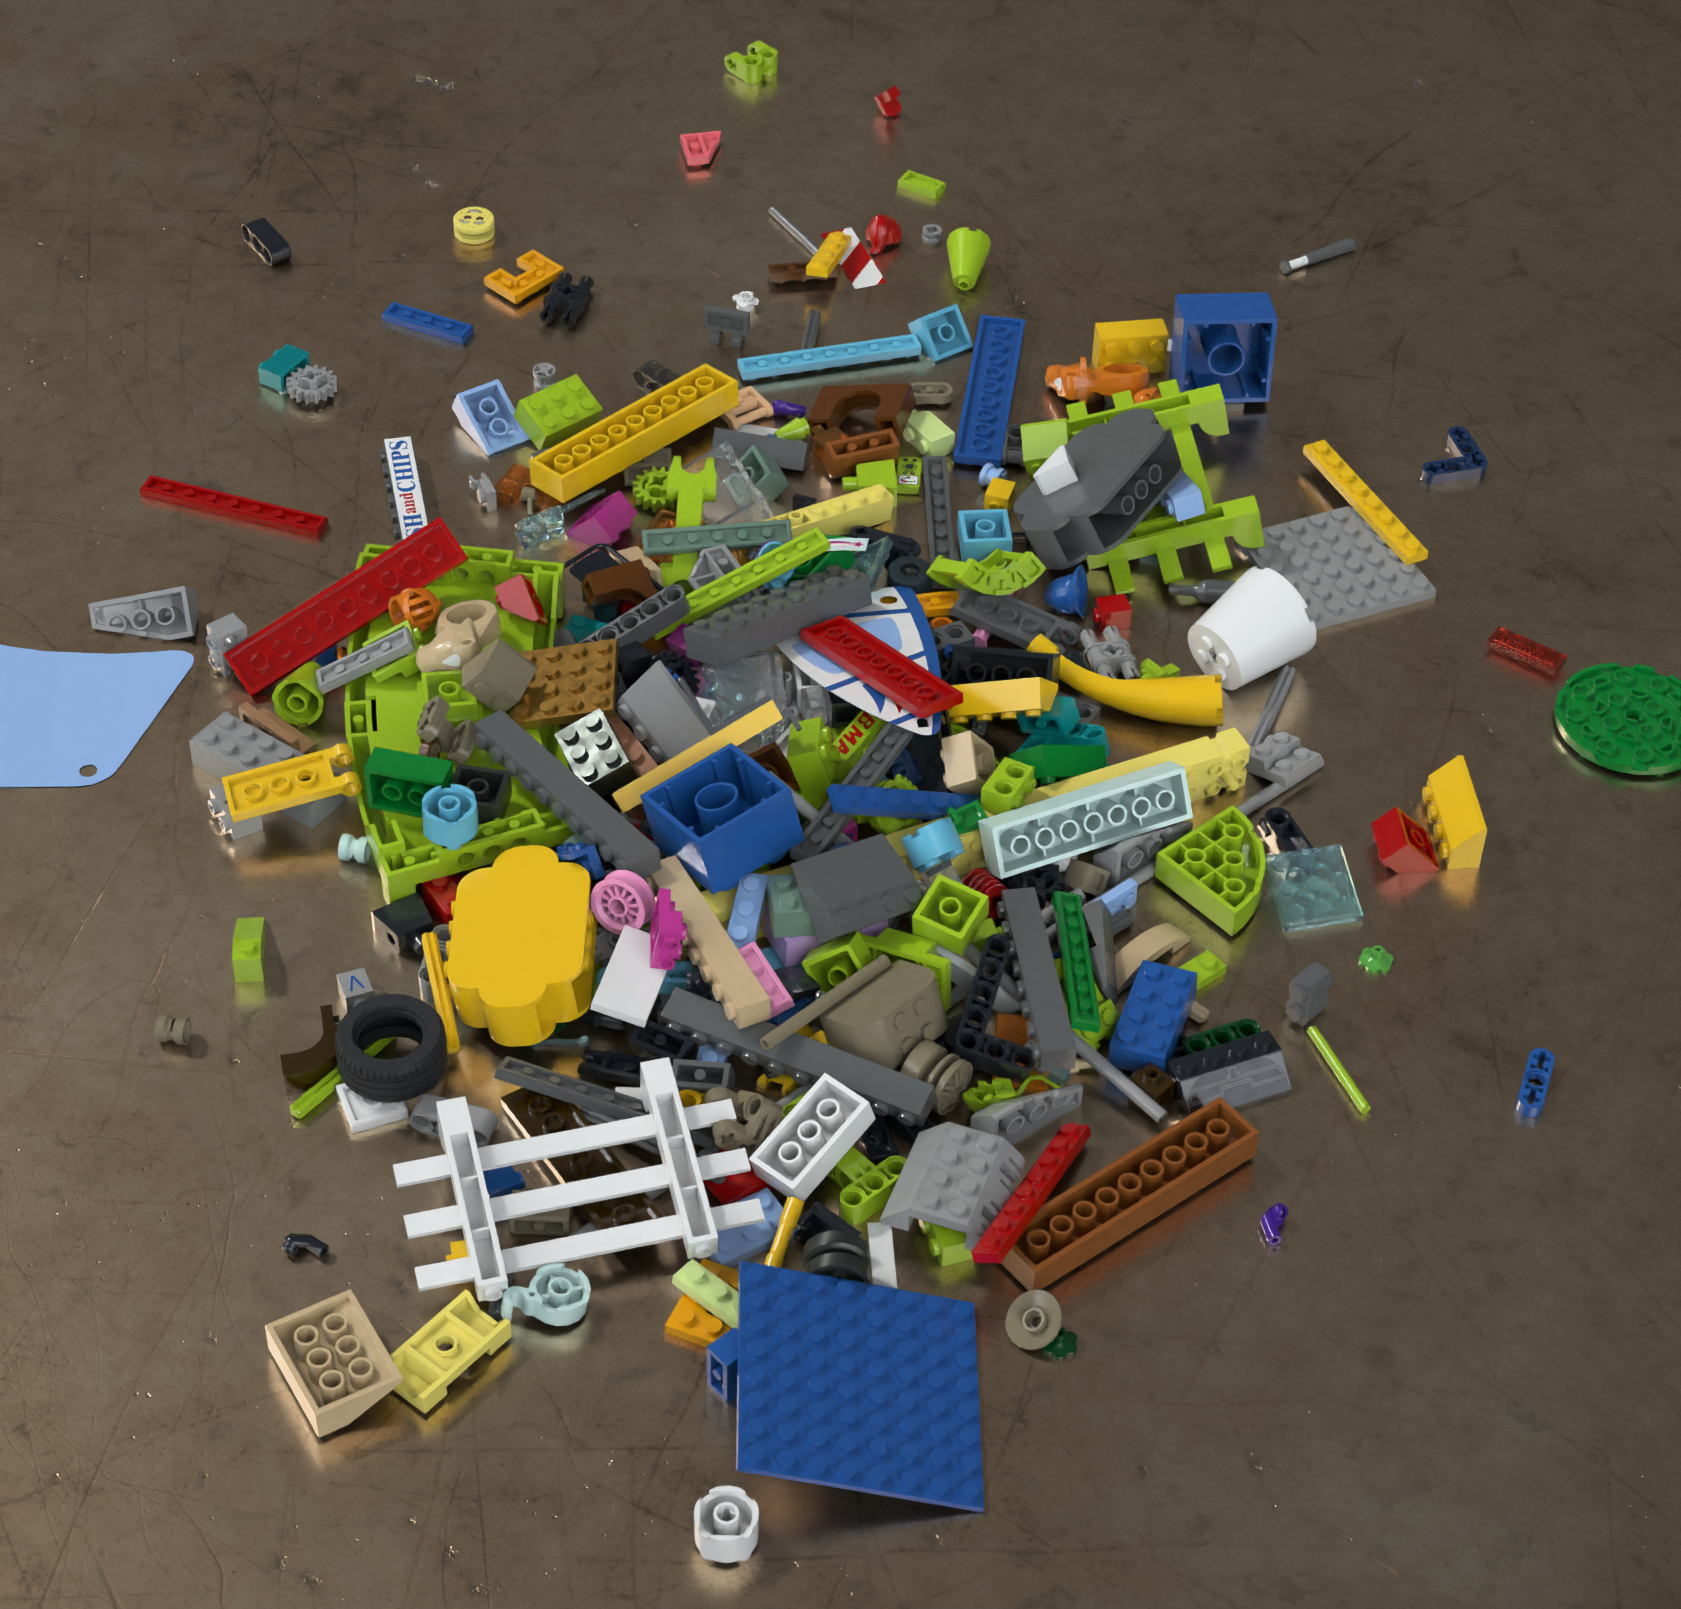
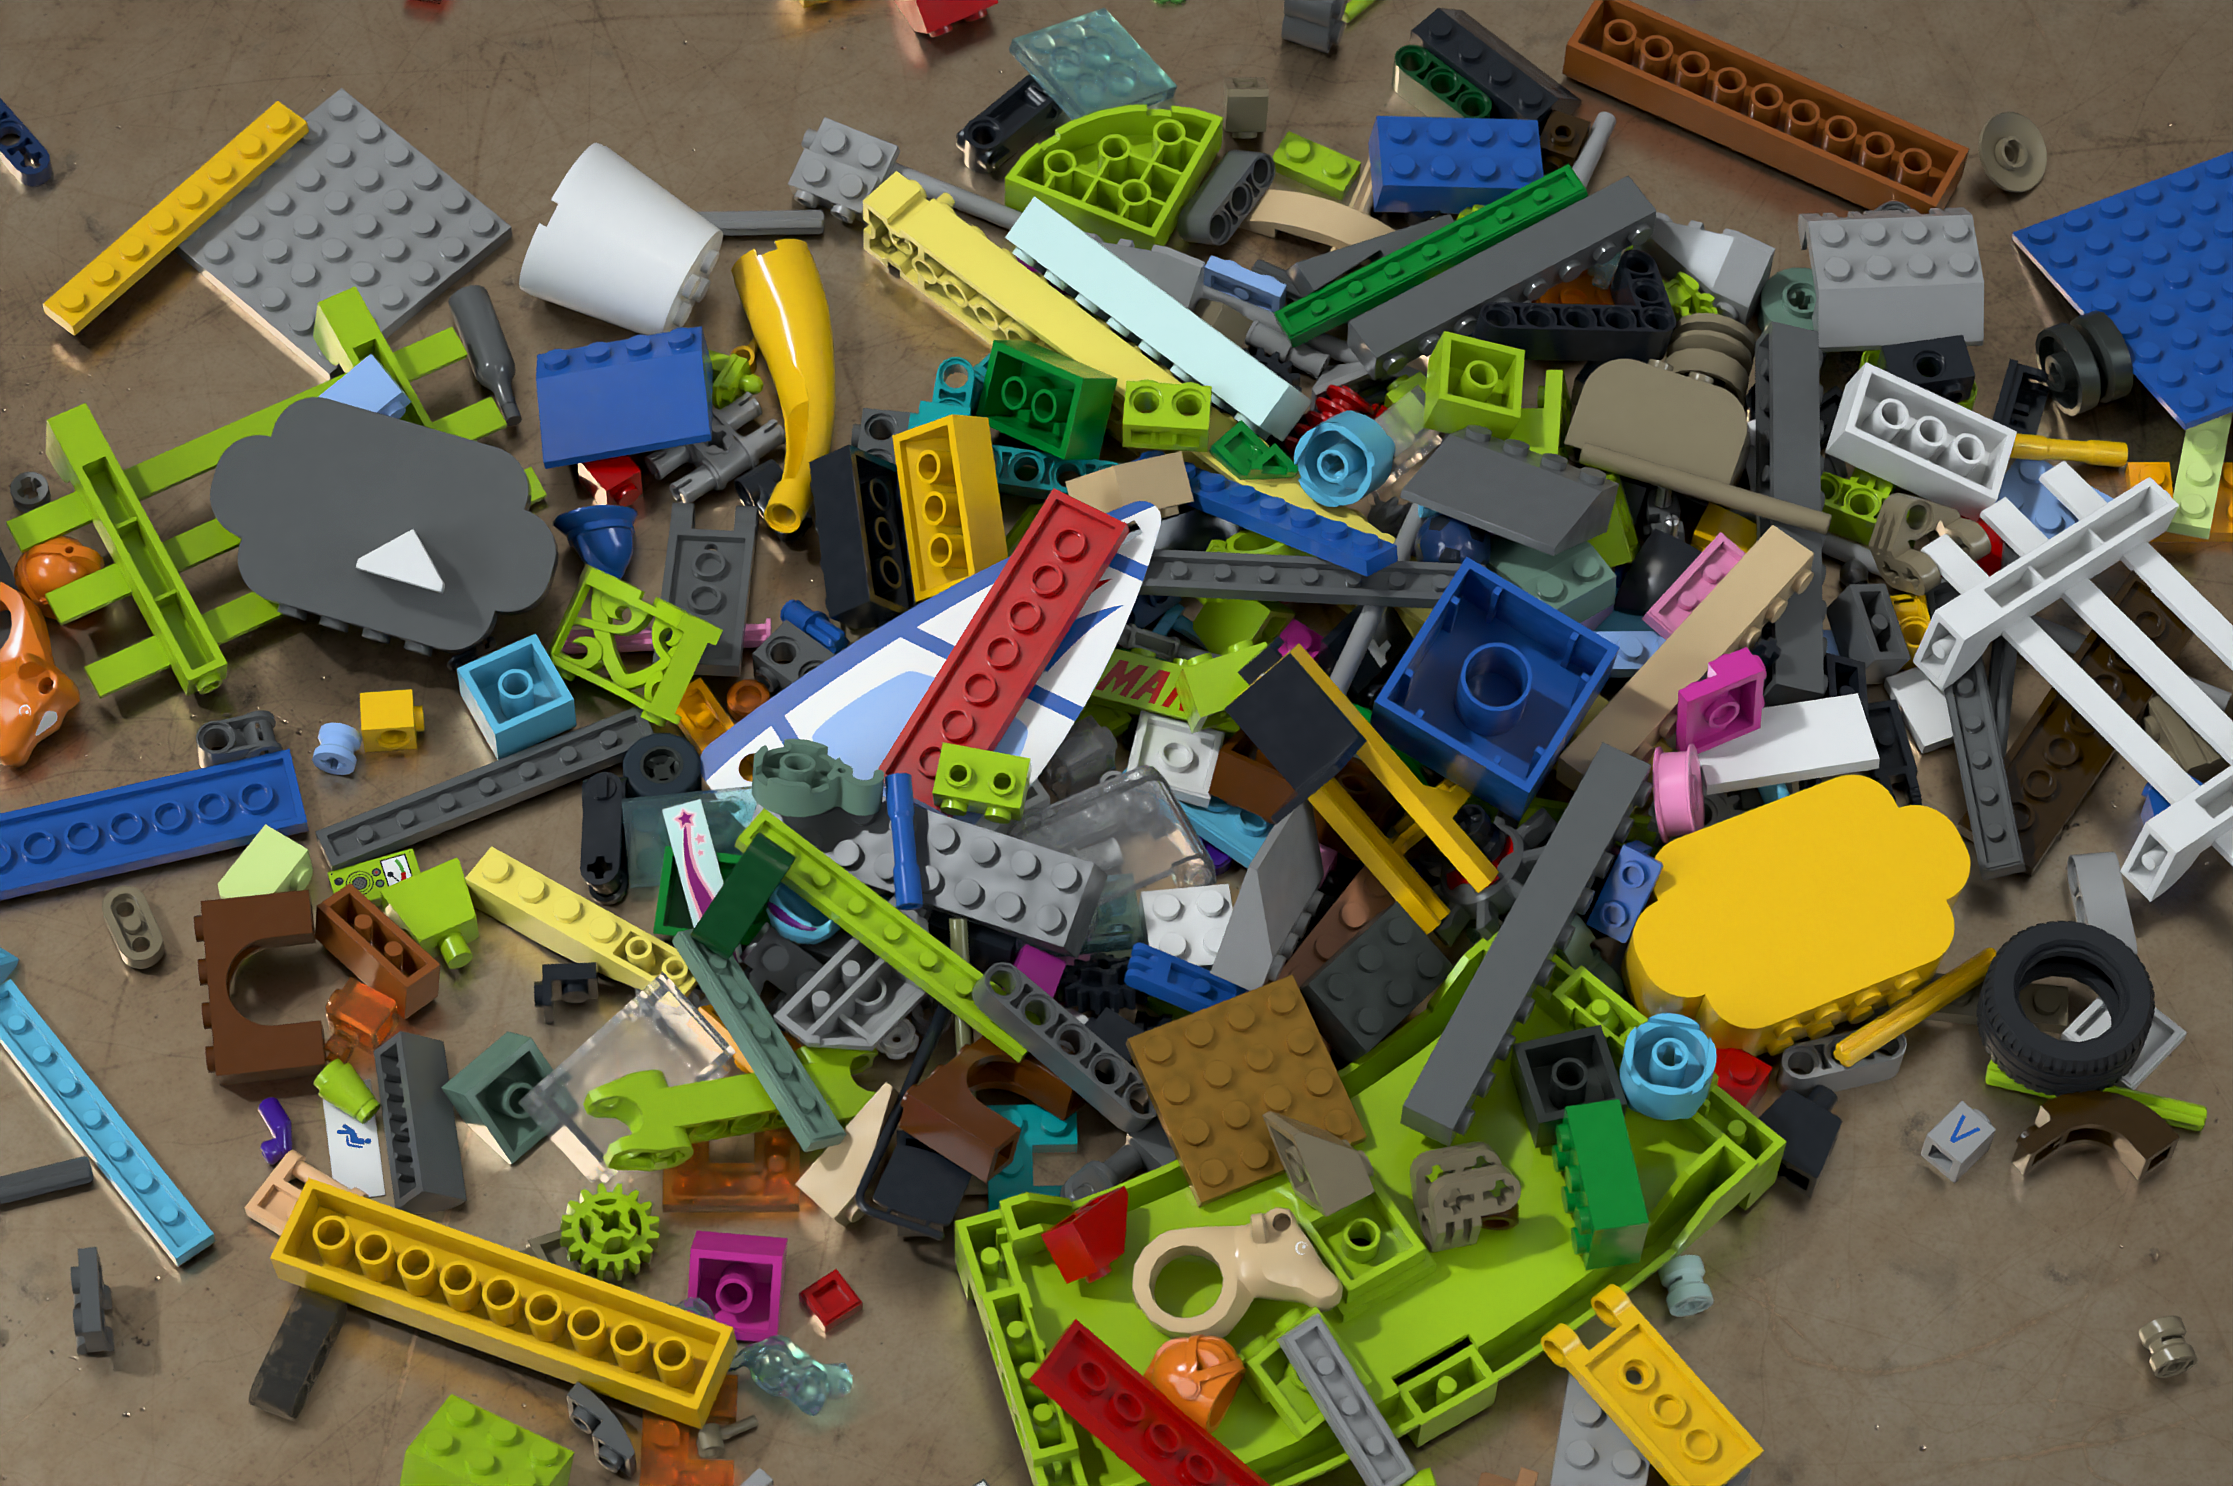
camera: 115 degrees left, 15 degrees up
(249, 949) = (1954, 1332): lime slope -> none
(571, 551) = (830, 1301): none -> red tile
(786, 526) = (743, 896): none -> dark green beam
(796, 588) = (906, 869): none -> blue piece
(802, 632) = (981, 783): none -> lime brick
(837, 560) = (808, 782): none -> sand green piece
(865, 1169) = (1941, 359): none -> black brick
(882, 1255) = (1996, 355): white sticker -> none
(1031, 1194) = (1843, 193): red plate -> none
(1041, 441) = (260, 665): lime slope -> none
(1150, 616) = (624, 397): none -> blue slope
(1184, 914) = (1226, 197): none -> dark grey beam
(1247, 936) = (1245, 106): none -> dark tan slope

